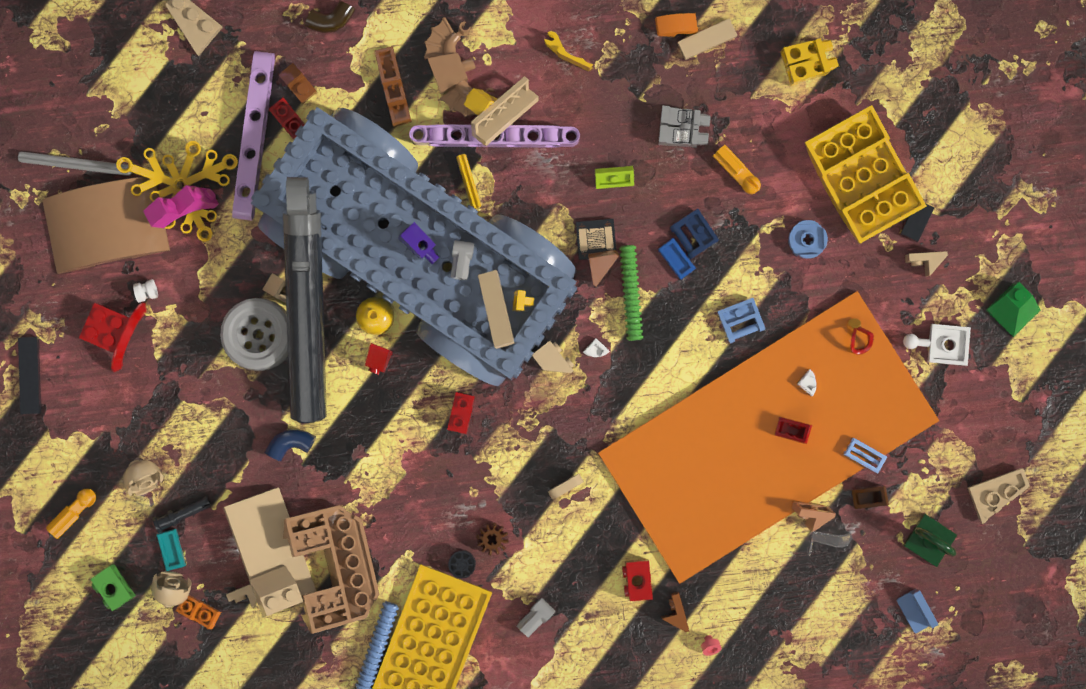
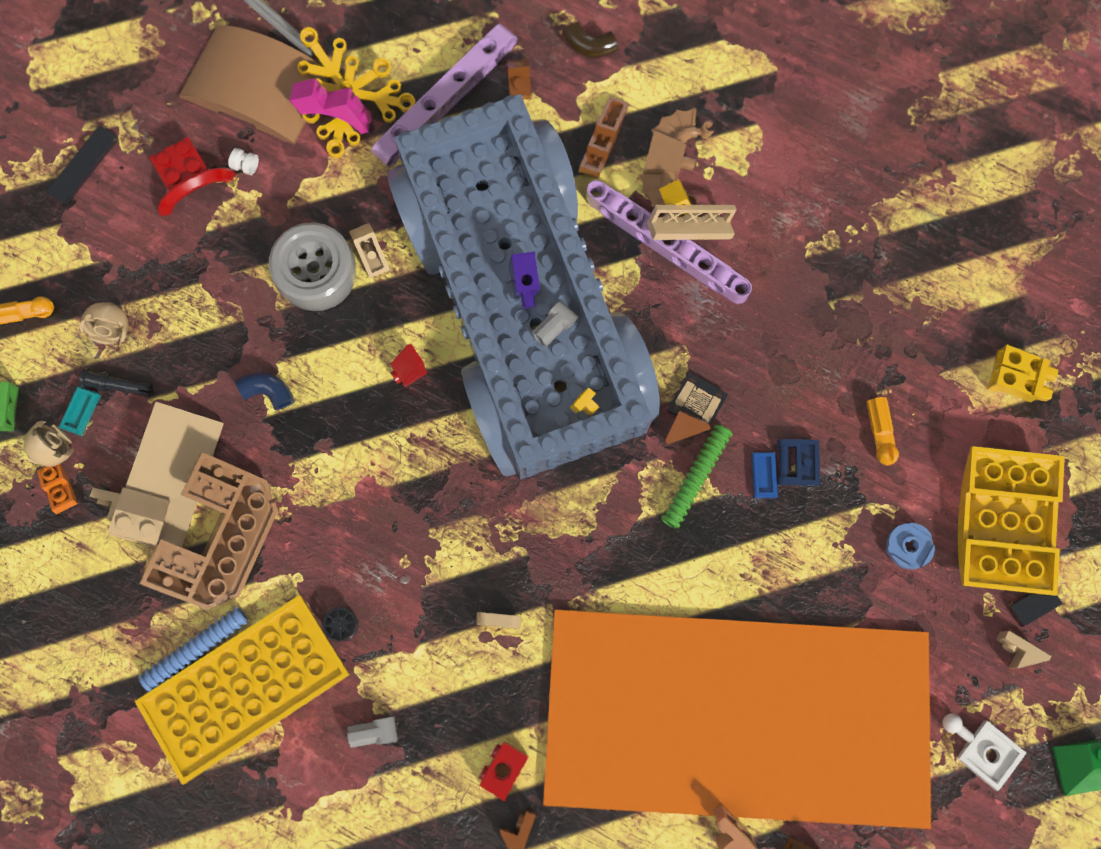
camera: 35 degrees right, 10 degrees down
(286, 117) = (486, 92): red slope -> none
(304, 302) = (376, 255): black piece -> none
(375, 316) = (434, 328): yellow cylinder -> none
(461, 413) = (448, 474): red brick -> none
(468, 181) = (613, 265): yellow axle -> none
(485, 539) = (381, 616): reddish brown gear -> none
(496, 309) = (553, 392): tan tile -> none
(551, 360) = (572, 486): tan slope -> none
(559, 50) = (782, 203): yellow arm -> none
(596, 349) = (623, 507): white tile -> none
(614, 177) = (756, 356): lime plate -> none
(676, 24) = (910, 255): orange slope -> none
(681, 127) = (853, 354): light grey hips -> none
(707, 39) = (933, 291): tan tile -> none
(740, 313) = (790, 571): medium blue plate -> none
(793, 430) = (770, 728): red slope -> none
(808, 383) = (817, 690): white tile -> none
(855, 325) = (906, 665): red piece -> none
(879, 463) = (818, 789): light blue tile -> none

